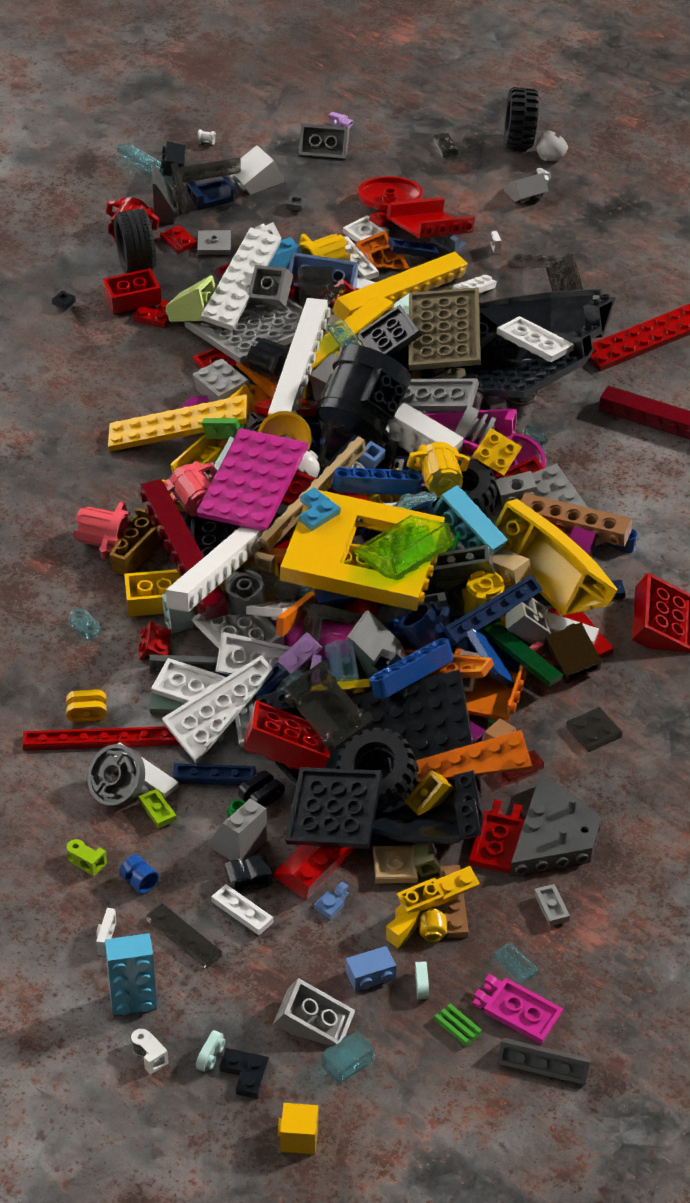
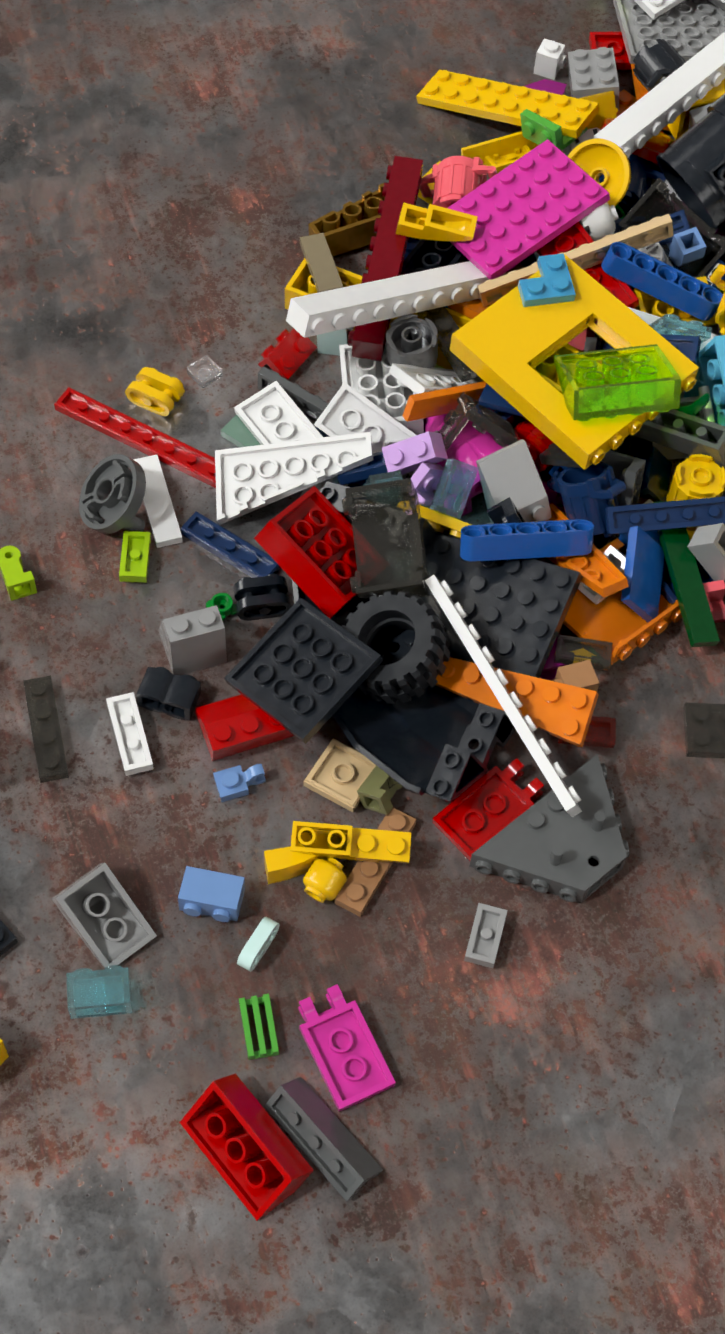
camera: 30 degrees right, 15 degrees up
(84, 623) = (230, 293): clear light blue plate -> none
(101, 527) = (329, 185): coral container -> none
(108, 678) = (204, 371): none -> clear plate
(139, 874) = (50, 626): blue wheel -> none
(141, 574) = (320, 262): none -> dark tan tile
(180, 384) = (550, 59): none -> white brick
(205, 511) = (435, 223): none -> yellow slope
(265, 562) = (463, 314): tan tile -> none
(429, 793) = (440, 709): yellow slope -> none
(457, 755) = (508, 701): none -> white plate
(482, 721) = (576, 649): none -> clear smoke tile
(504, 1088) = (245, 1145): none -> red slope
(513, 965) = (391, 1010): clear light blue tile -> none

